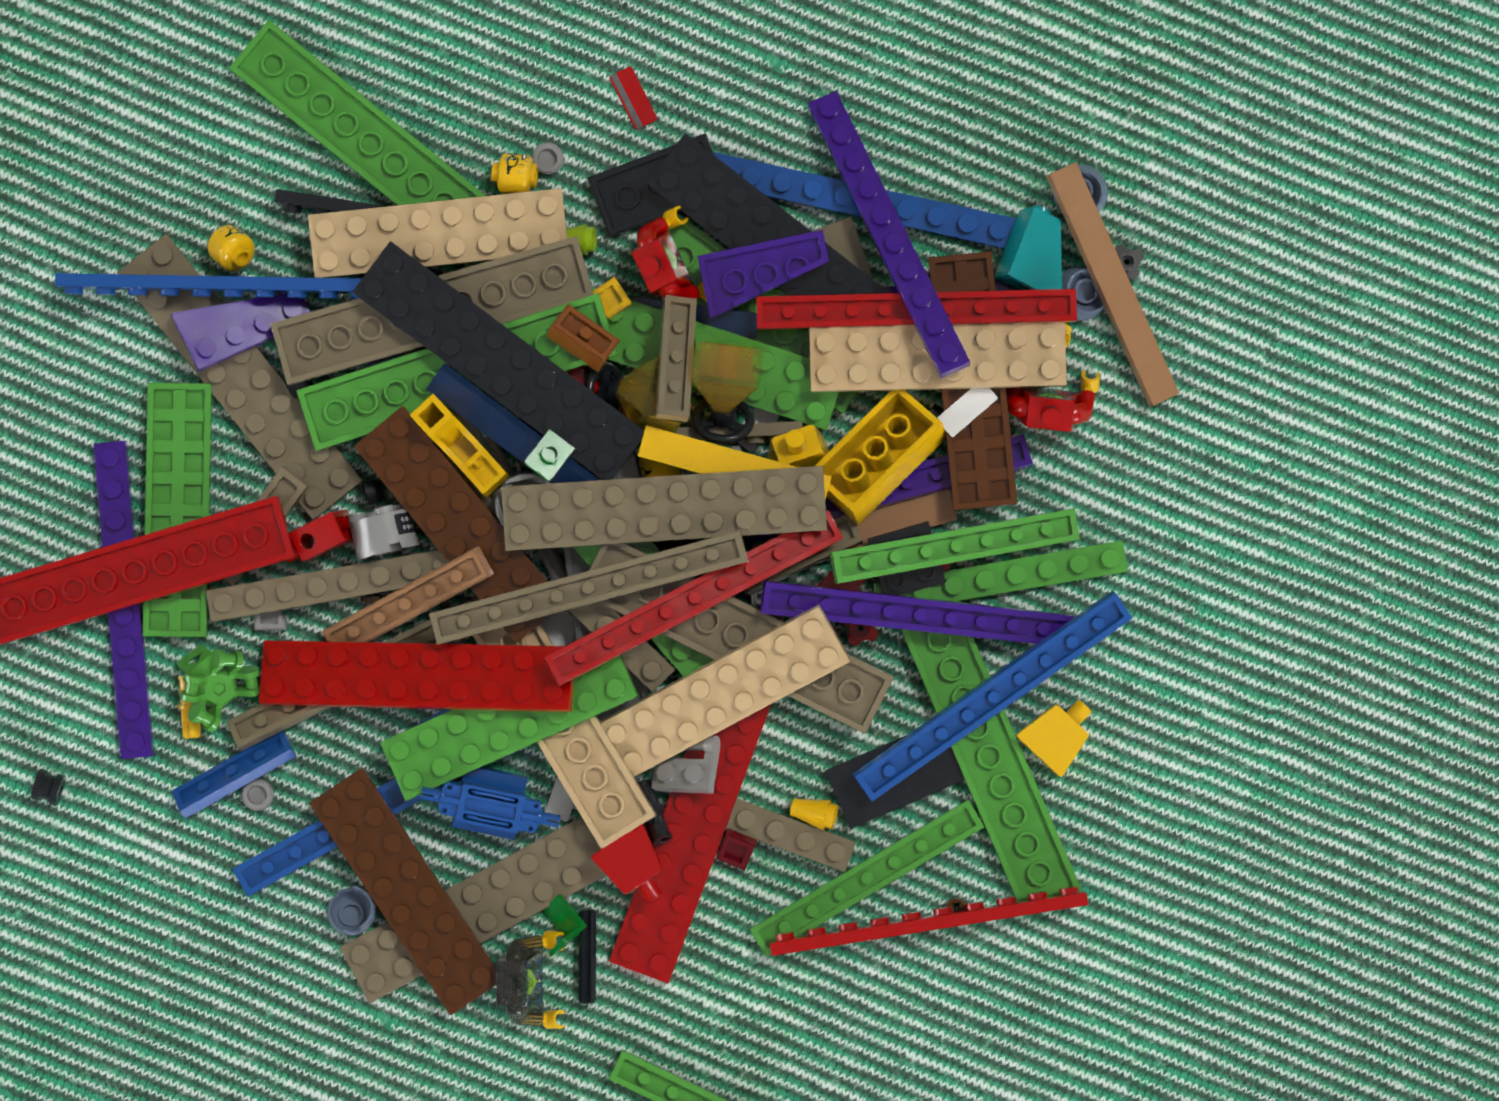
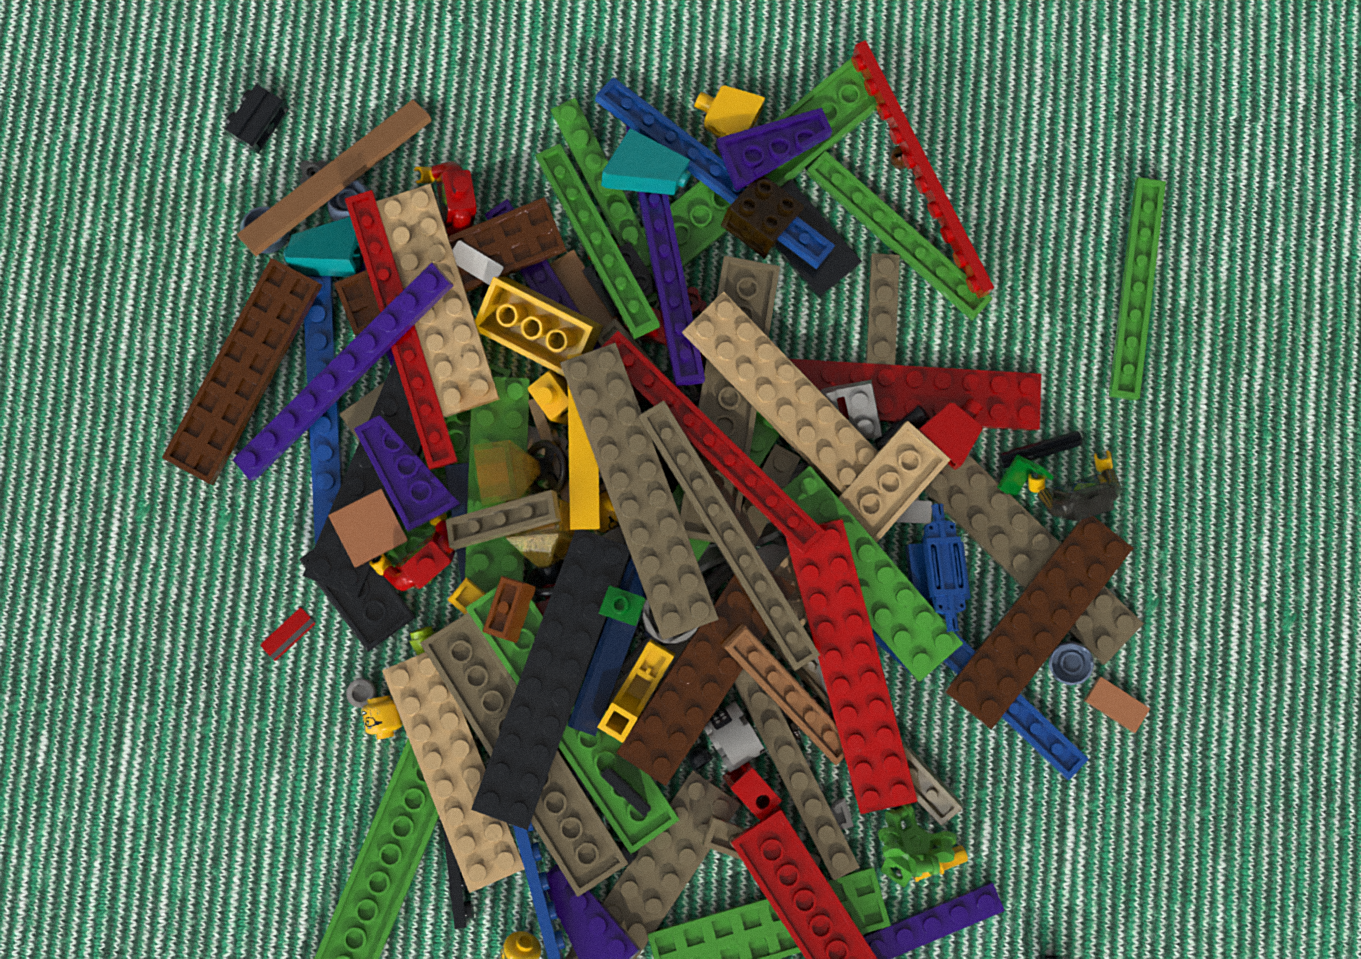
camera: 105 degrees left, 5 degrees down
(233, 774) = (986, 805): blue plate -> none
(258, 794) = (995, 778): light grey tile -> none
(294, 947) = (1116, 704): none -> nougat tile
(362, 403) = (625, 790): none -> black tile
(713, 215) = (368, 528): none -> nougat tile
(736, 849) = (909, 350): dark red tile -> none
(815, 812) = (857, 293): yellow cone -> none
(927, 127) = (242, 371): none -> reddish brown plate
(929, 733) = (761, 215): none -> dark brown bracket
(1001, 759) = (768, 146): none -> dark purple wing
(1017, 622) = (645, 167): none -> teal slope
(1206, 216) = (256, 118): none -> black brick

